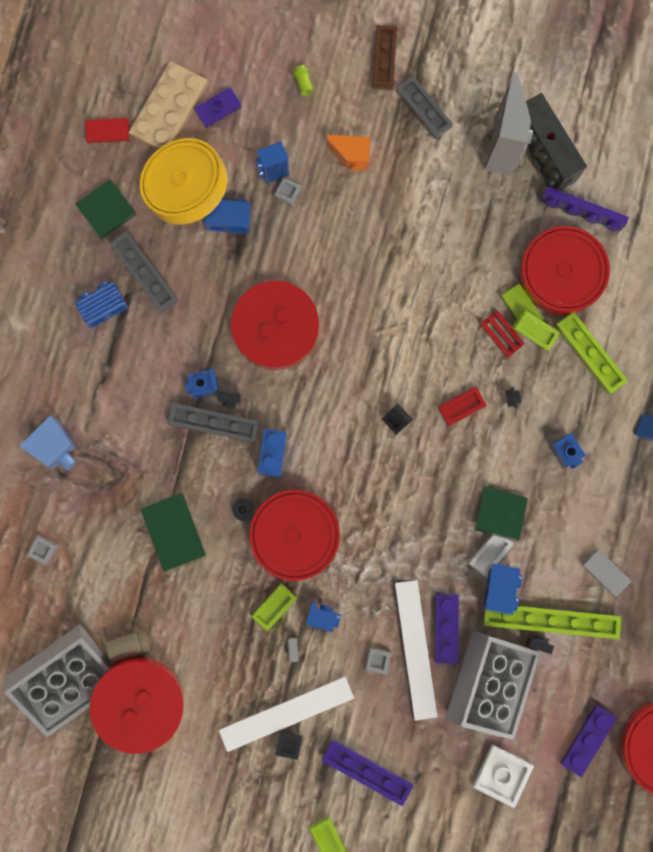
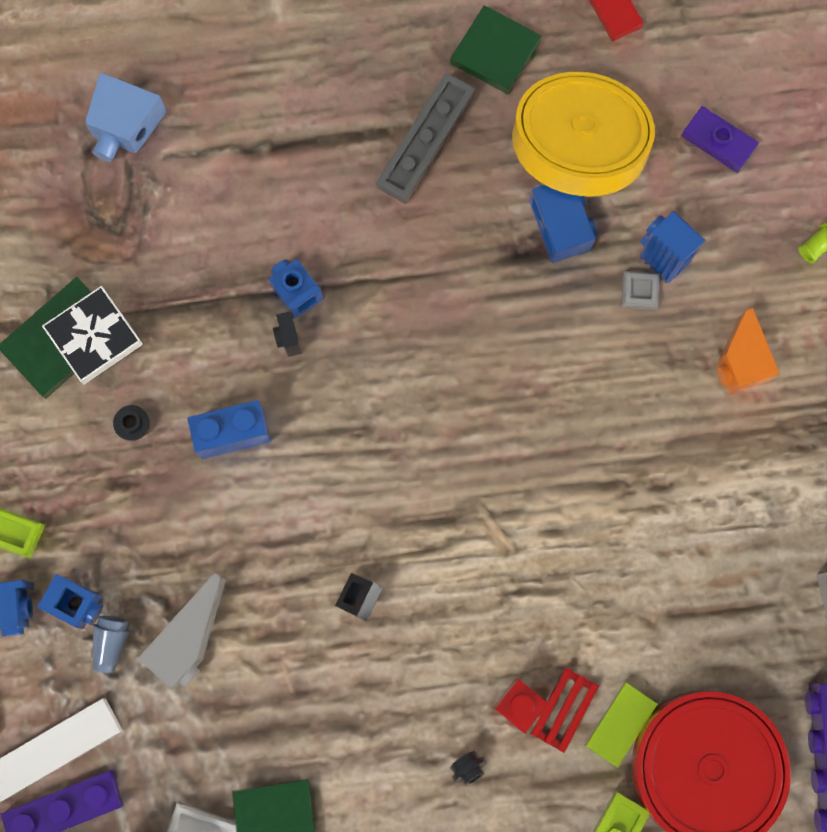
camera: 70 degrees right, 5 degrees down
(101, 304) = (352, 99): blue brick -> none
(168, 106) = (688, 71): tan plate -> none
(181, 511) = (92, 335): none -> black tile
(213, 423) = (243, 327): dark grey plate -> none
(275, 325) = (427, 355): red brick -> none
(294, 535) = (118, 514): red brick -> none
(333, 589) = (59, 600): none -> blue brick
(365, 568) = (108, 642): none -> sand blue cone
(382, 525) = (184, 640): none -> light grey slope
(462, 406) = (422, 692): red tile -> none
(491, 355) = (520, 705): none -> red brick
(535, 330) = (593, 761): lime tile -> none

